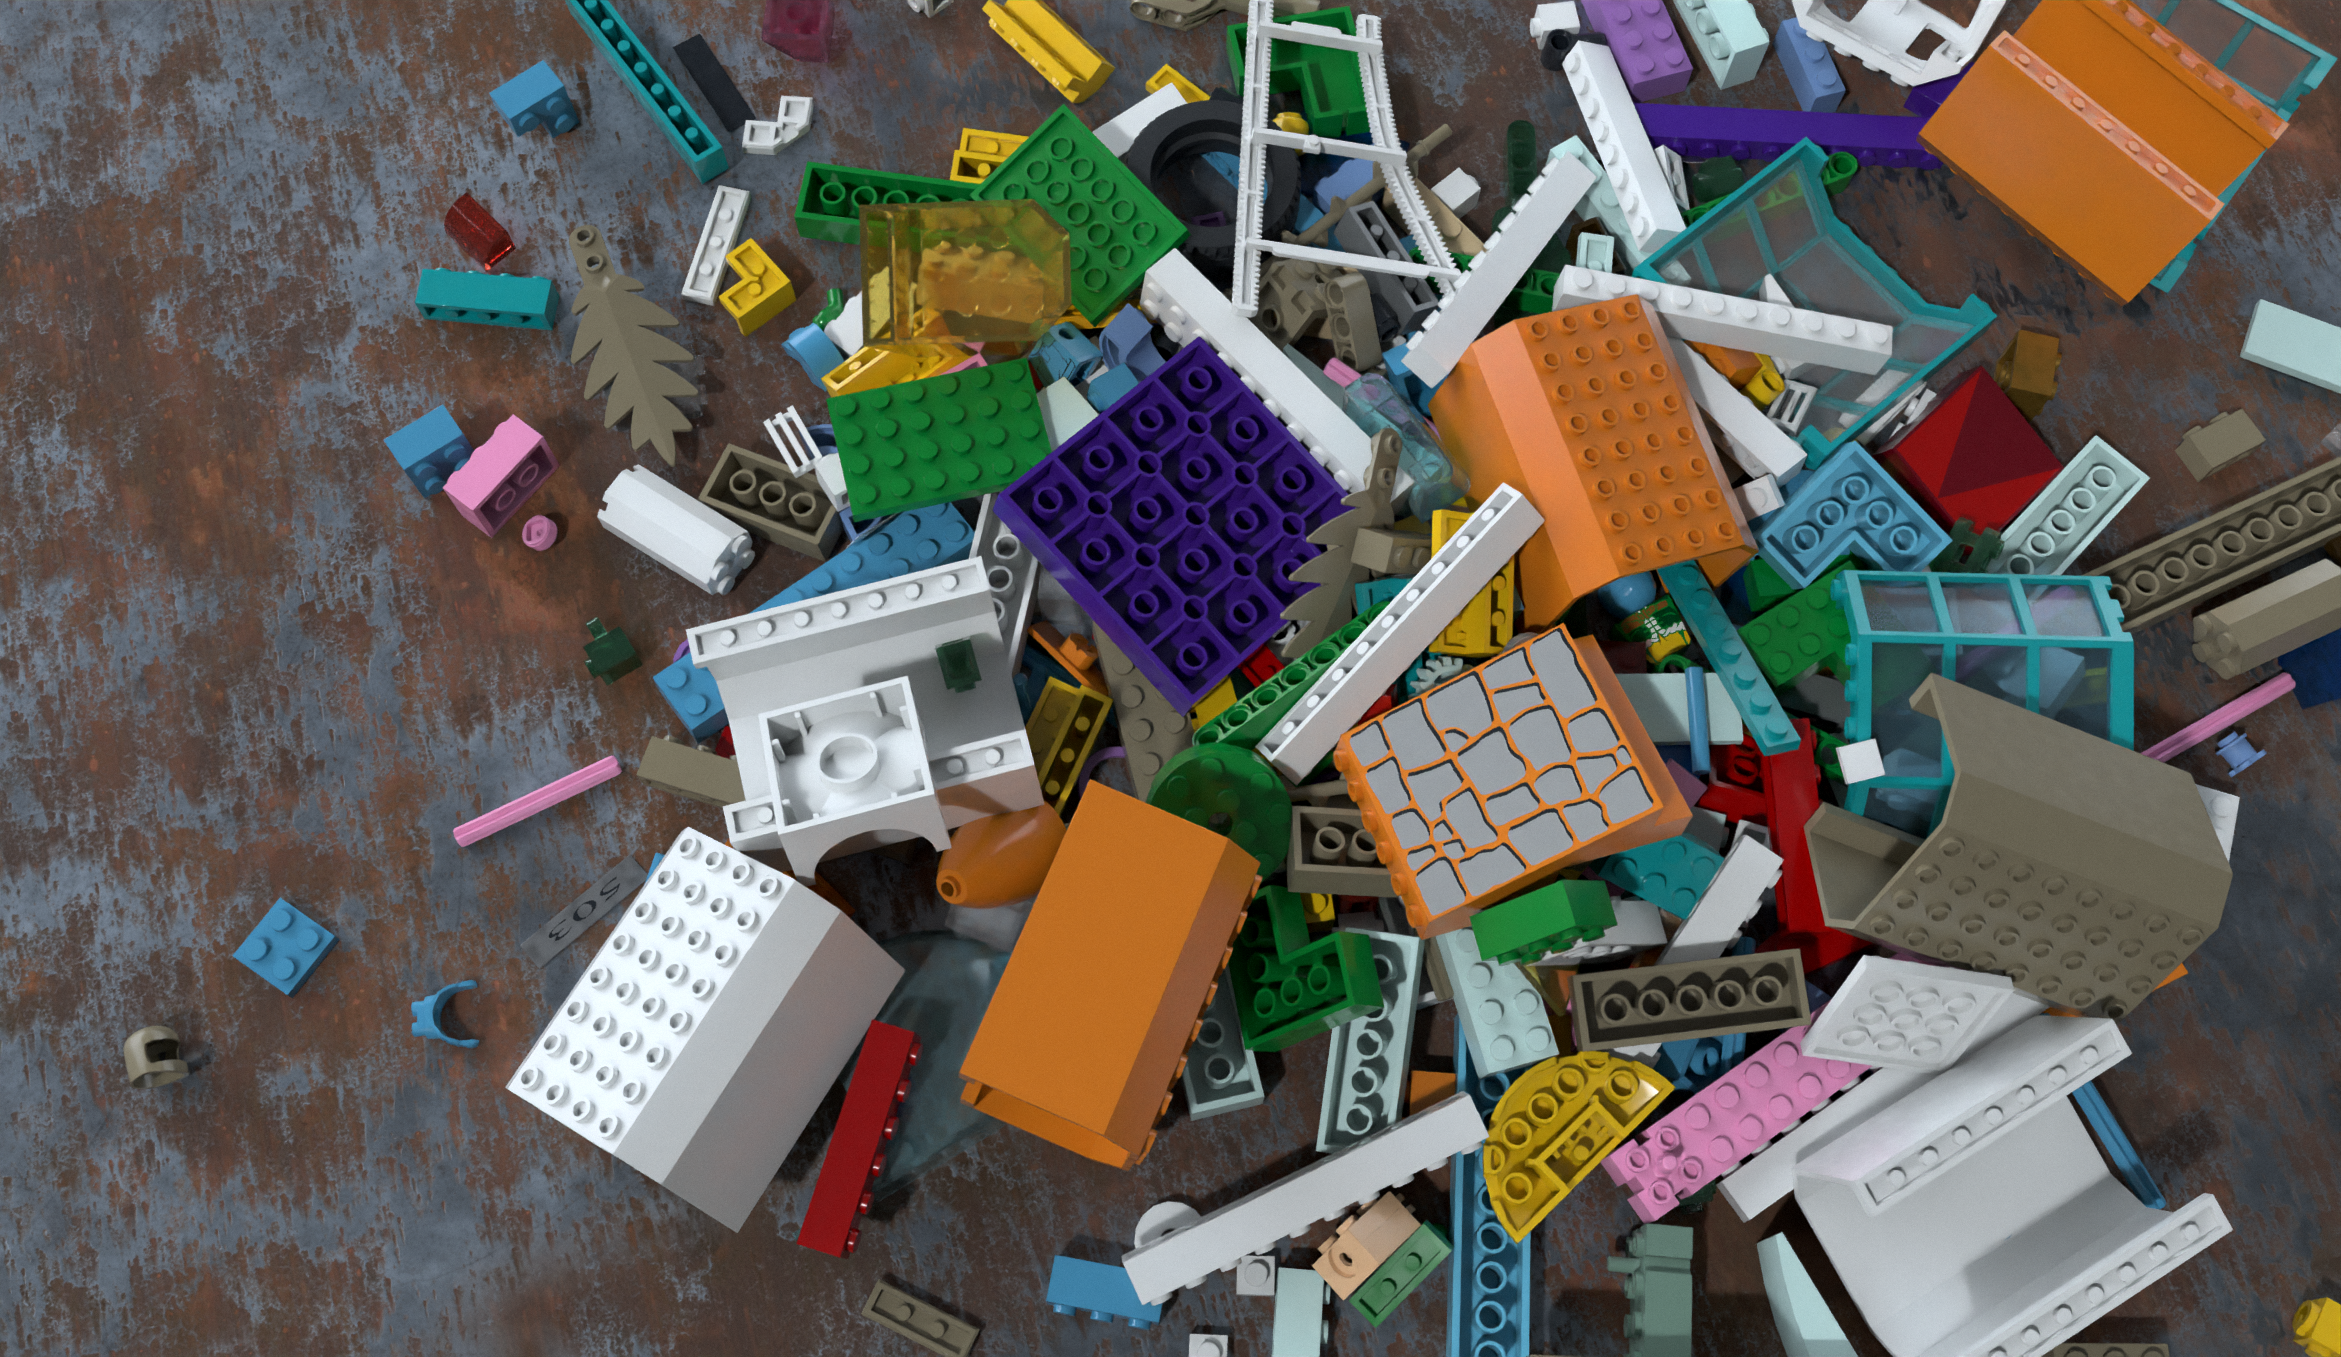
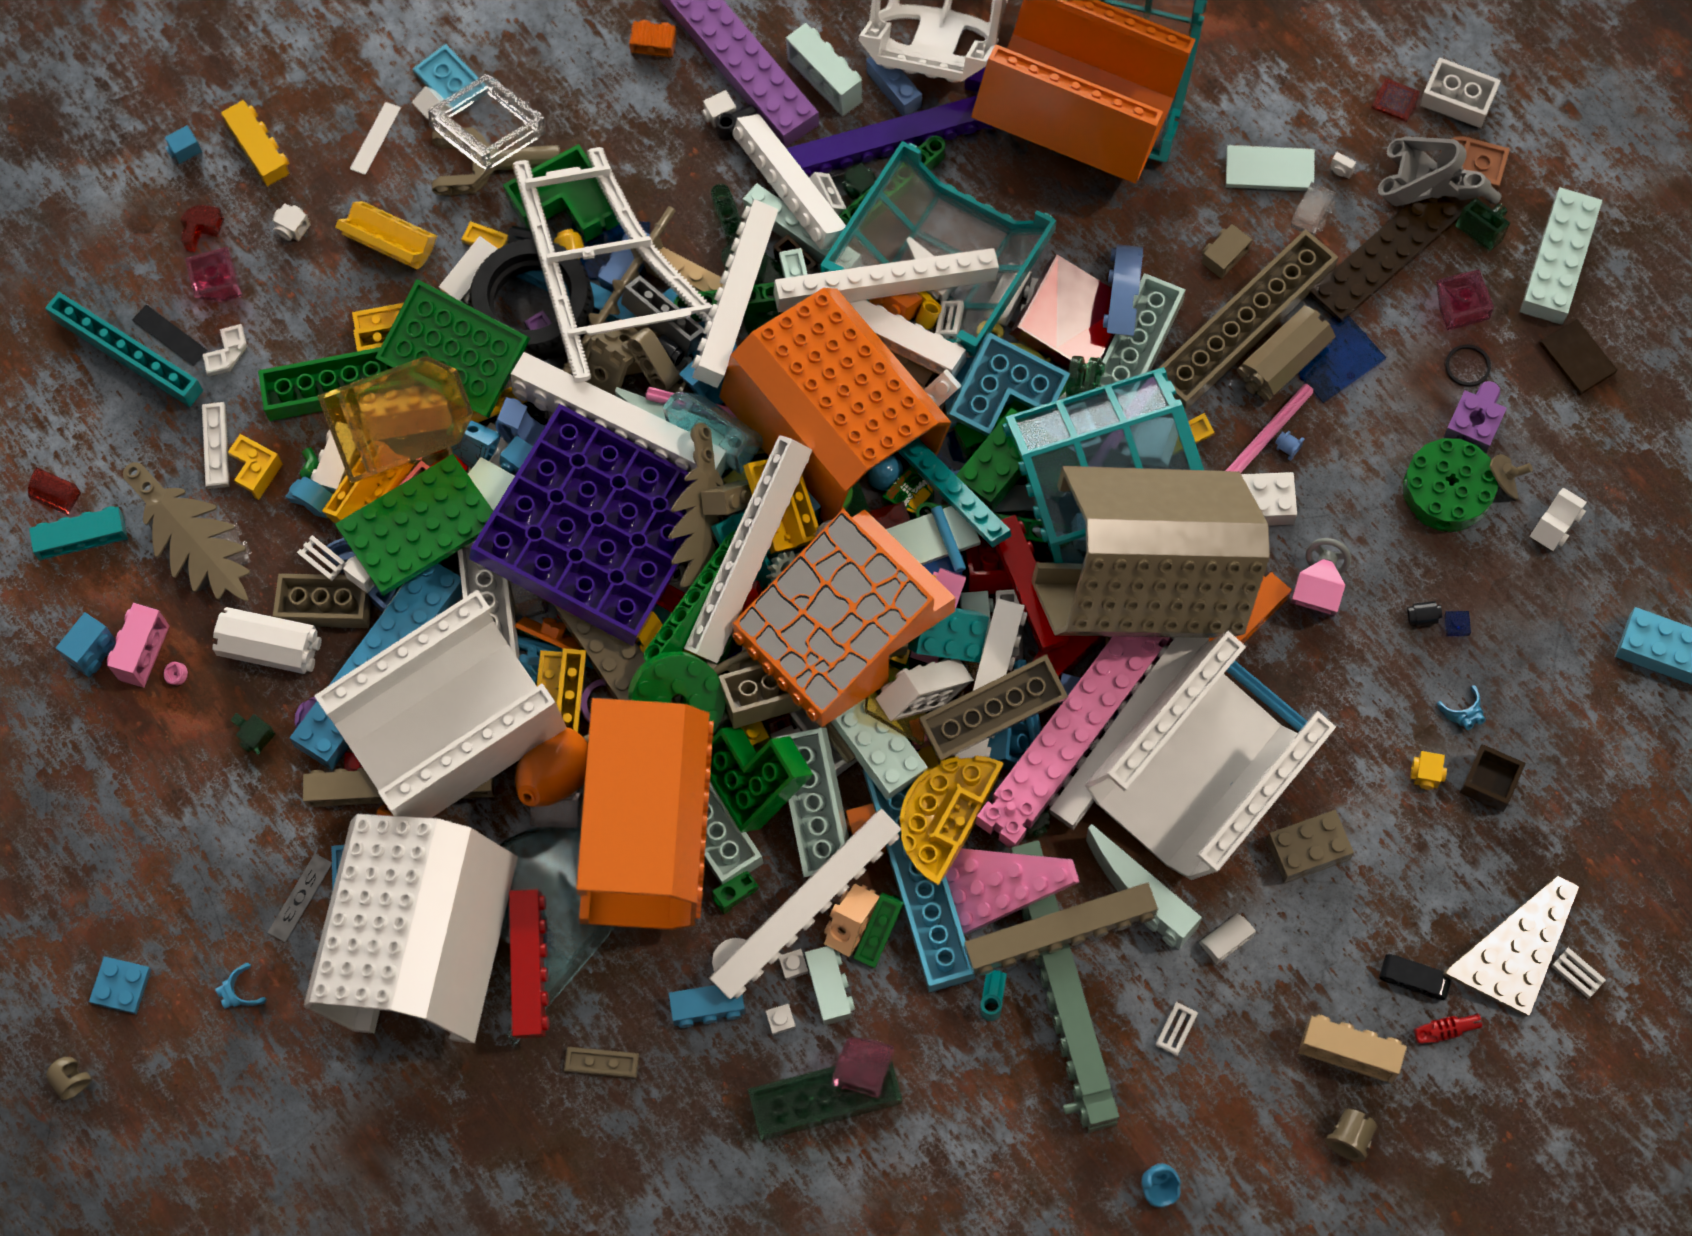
camera: 15 degrees left, 0 degrees up
(533, 100) = (57, 390): dark azure brick -> none
(537, 801) = (243, 841): bright pink axle -> none
(849, 770) = (446, 742): white piece -> none
(958, 664) = (482, 661): clear green brick -> none
(1206, 1132) = (734, 891): none -> green leg
(1458, 192) = (692, 247): white brick -> none
(1544, 922) = (888, 690): green brick -> none
(1611, 1274) = (999, 883): none -> bright pink wing
(1860, 761) = (1047, 531): white tile -> none
(1905, 1015) = (1118, 672): white plate -> none
(2028, 370) = (1091, 247): pearl gold brick -> none
(2068, 440) = (1125, 284): none -> medium blue brick
(2241, 982) = (1321, 584): none -> bright pink piece

